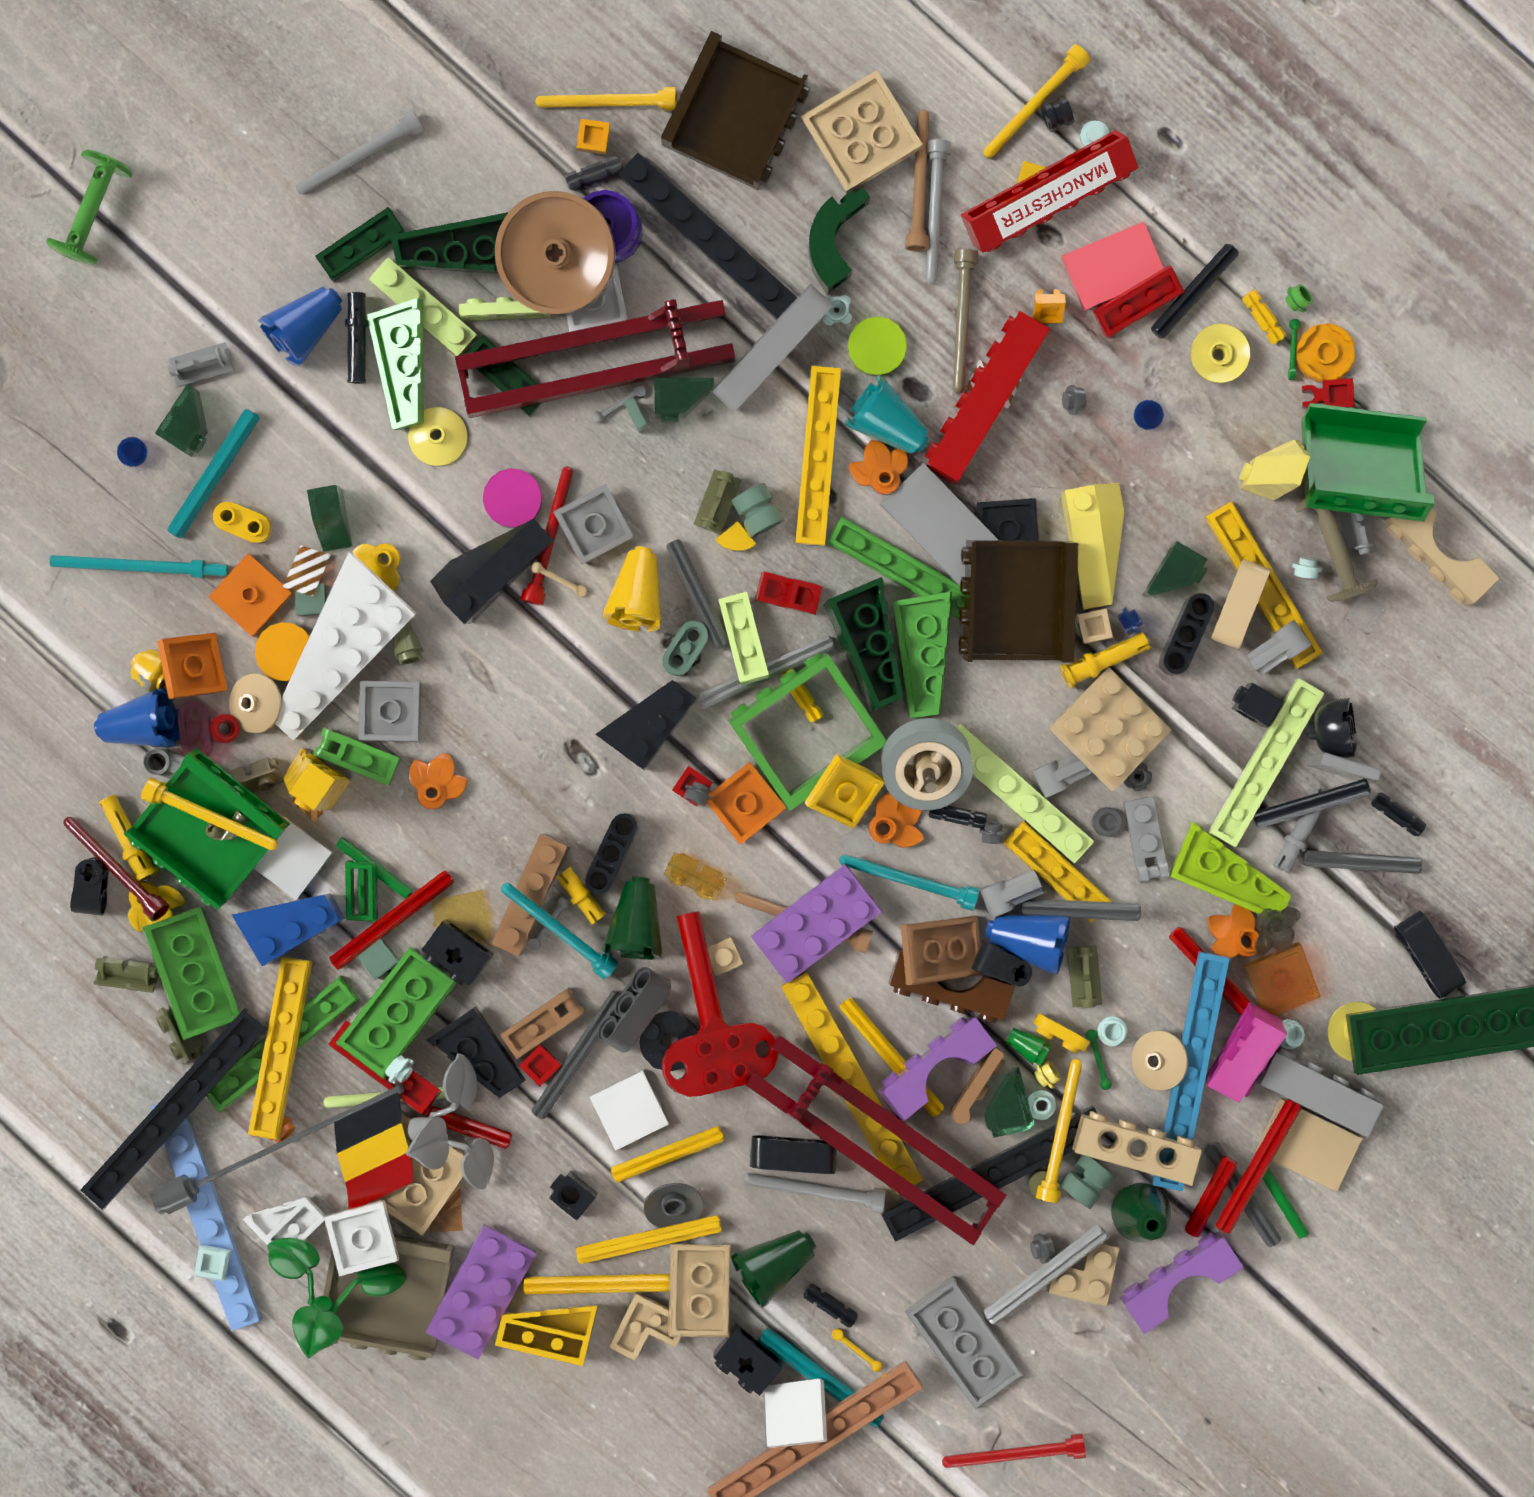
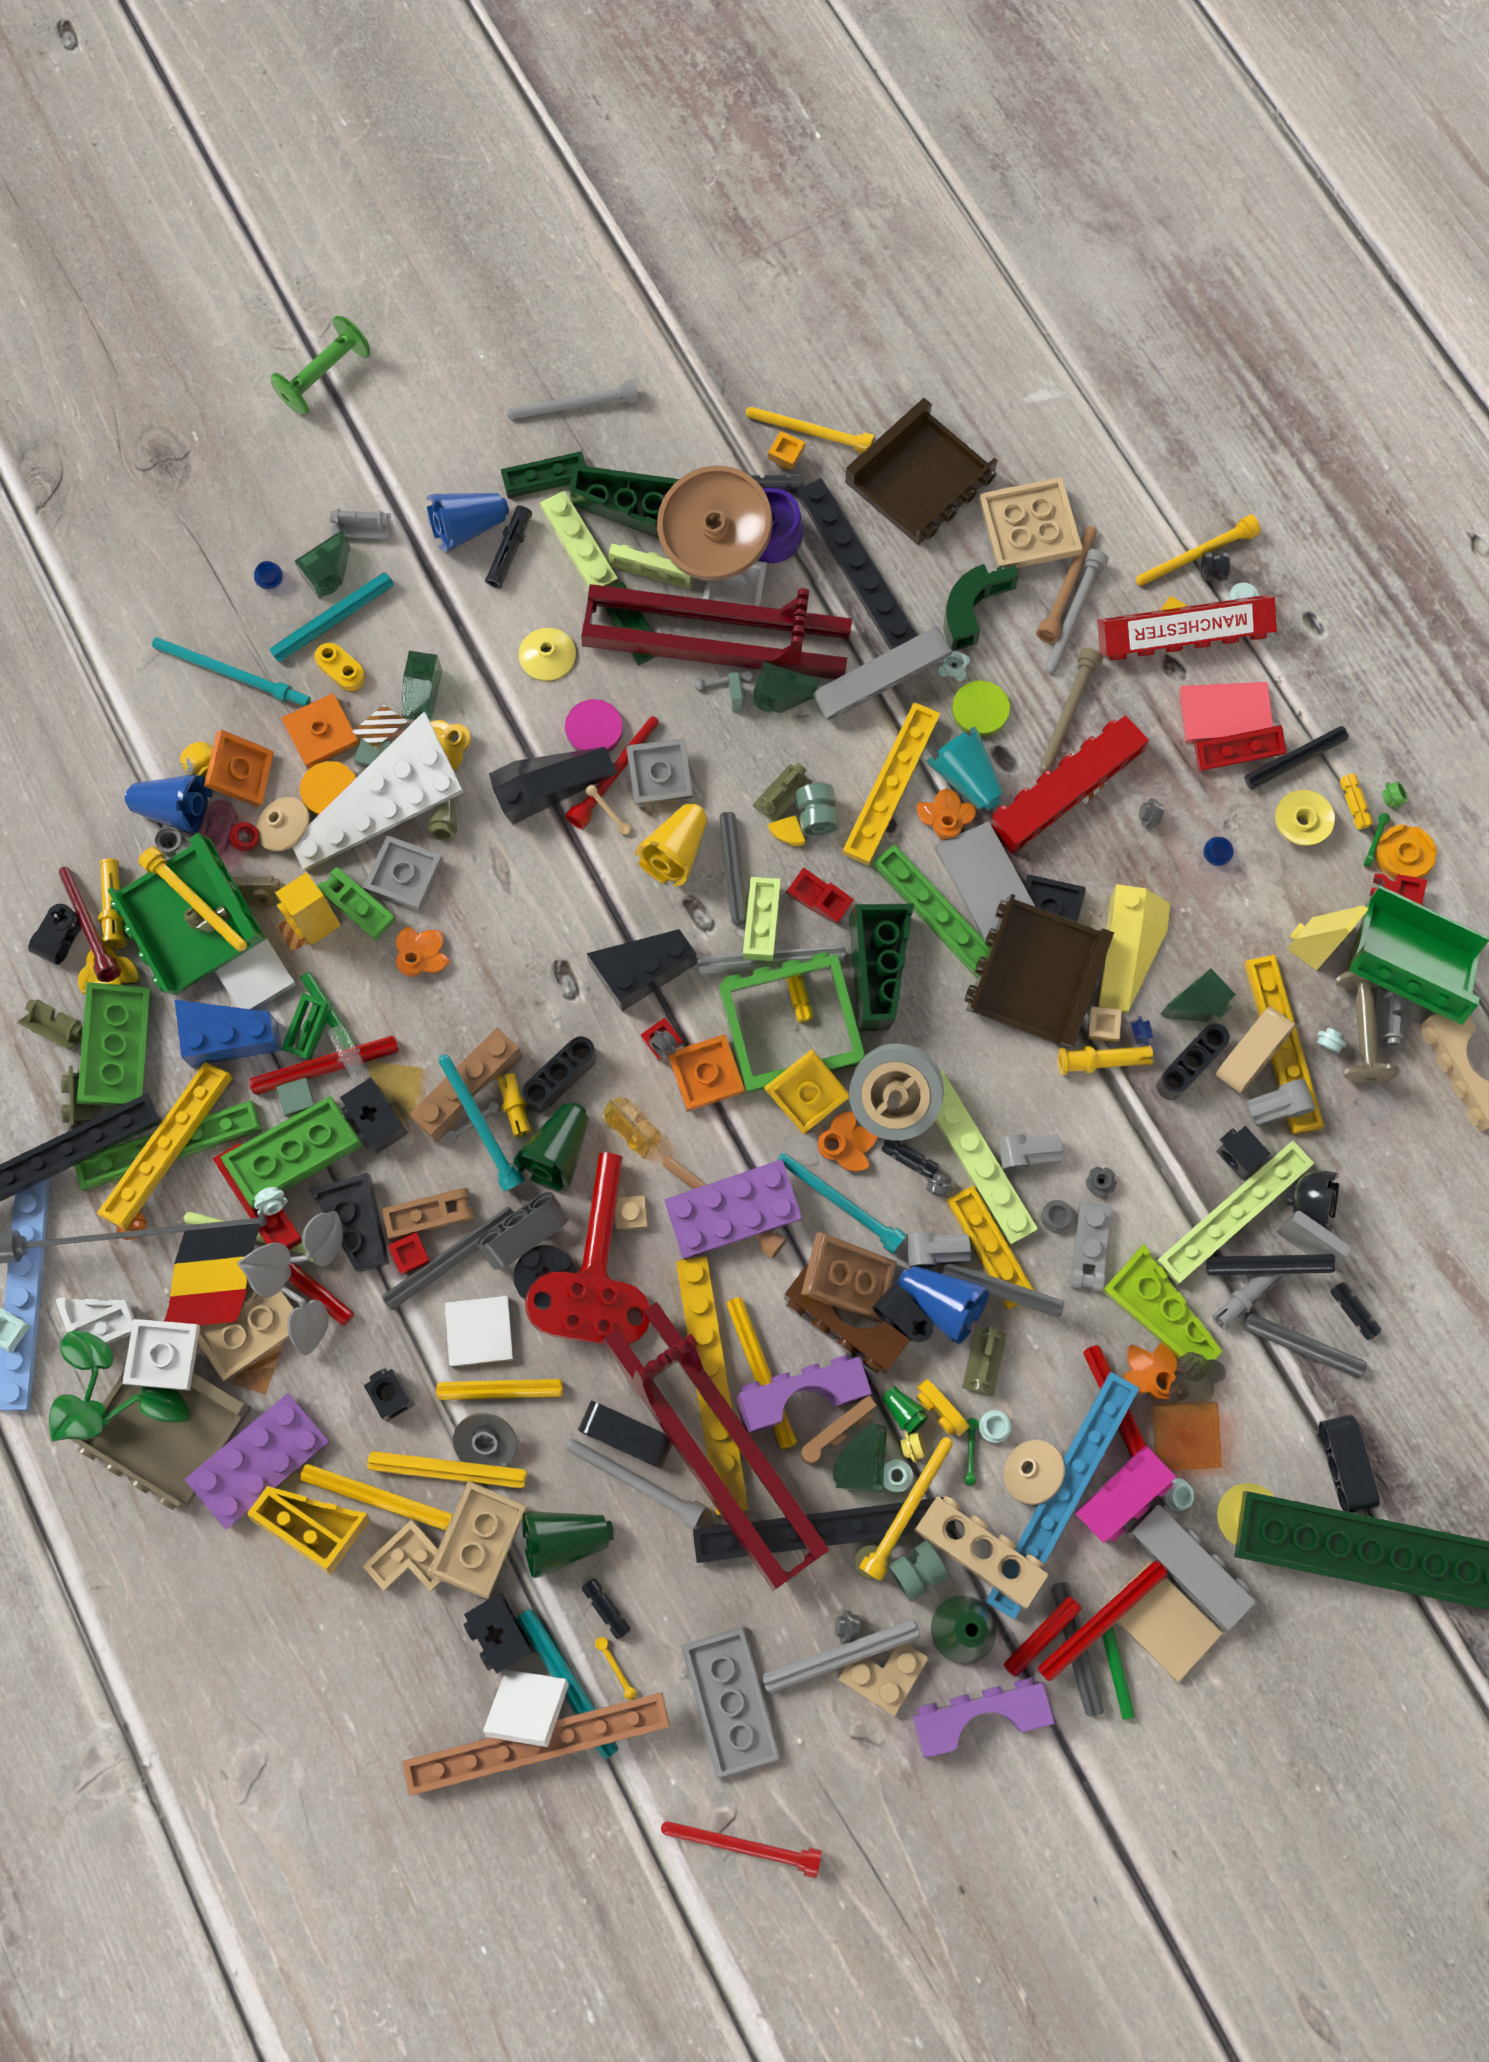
camera: 20 degrees right, 15 degrees down
(399, 355) = (540, 573): wing -> none
(412, 906) = (348, 1054): none -> clear axle
(685, 648) = (702, 912): sand green plate -> none
(923, 644) = (931, 984): bright green wing -> none
(1049, 307) = (1154, 725): light orange tile -> none
(1110, 729) = (1088, 1124): tan plate -> none

